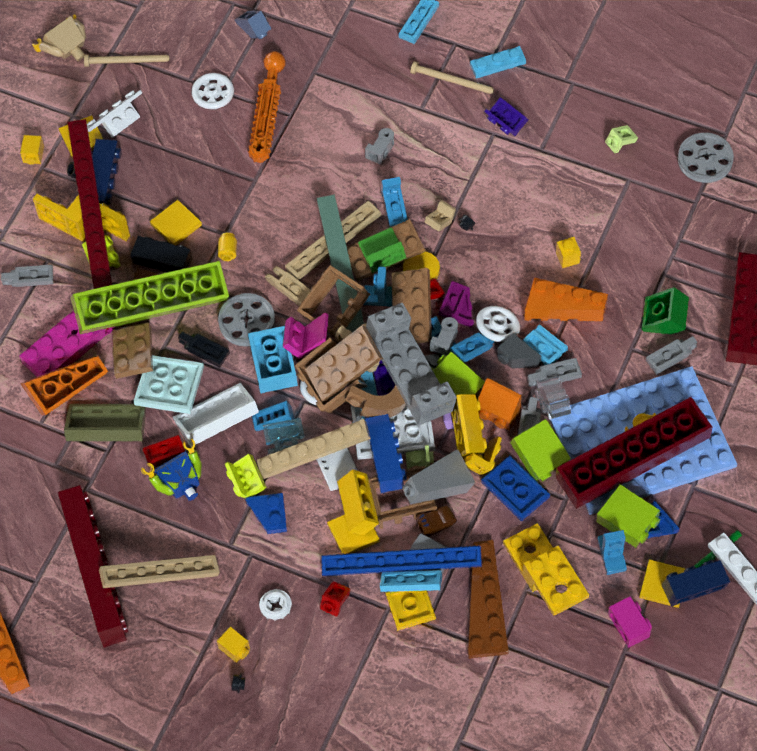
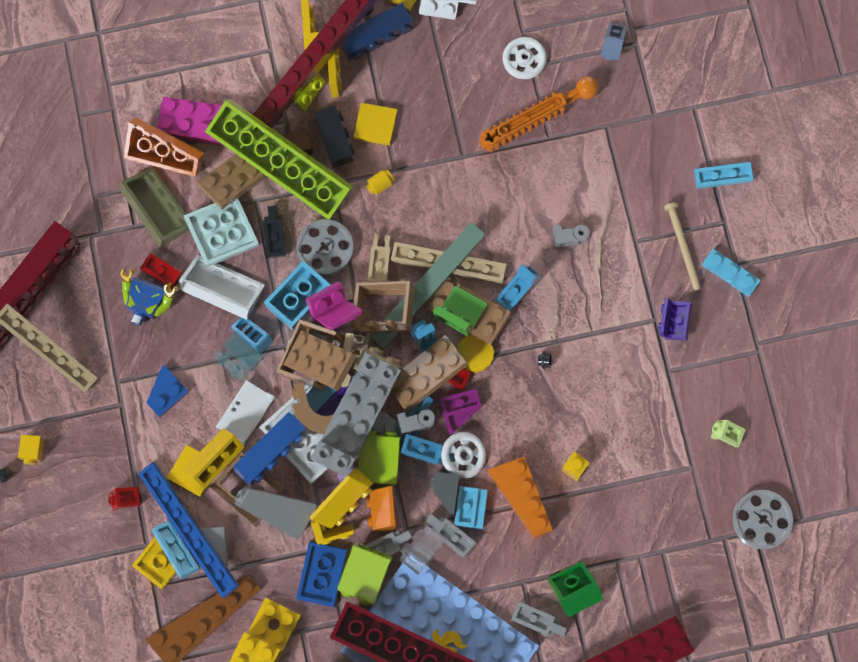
camera: 55 degrees right, 15 degrees up
(29, 276) = (243, 48): light grey hinge -> none
(245, 477) = (180, 351): neon yellow bracket -> none
(274, 596) = (82, 449): white gear -> none
(313, 449) = (237, 389): tan plate -> none
(419, 458) = (292, 478): yellowish green bracket -> none
(436, 520) = (245, 530): reddish brown leg -> none
(441, 217) = (533, 335): tan bracket -> none

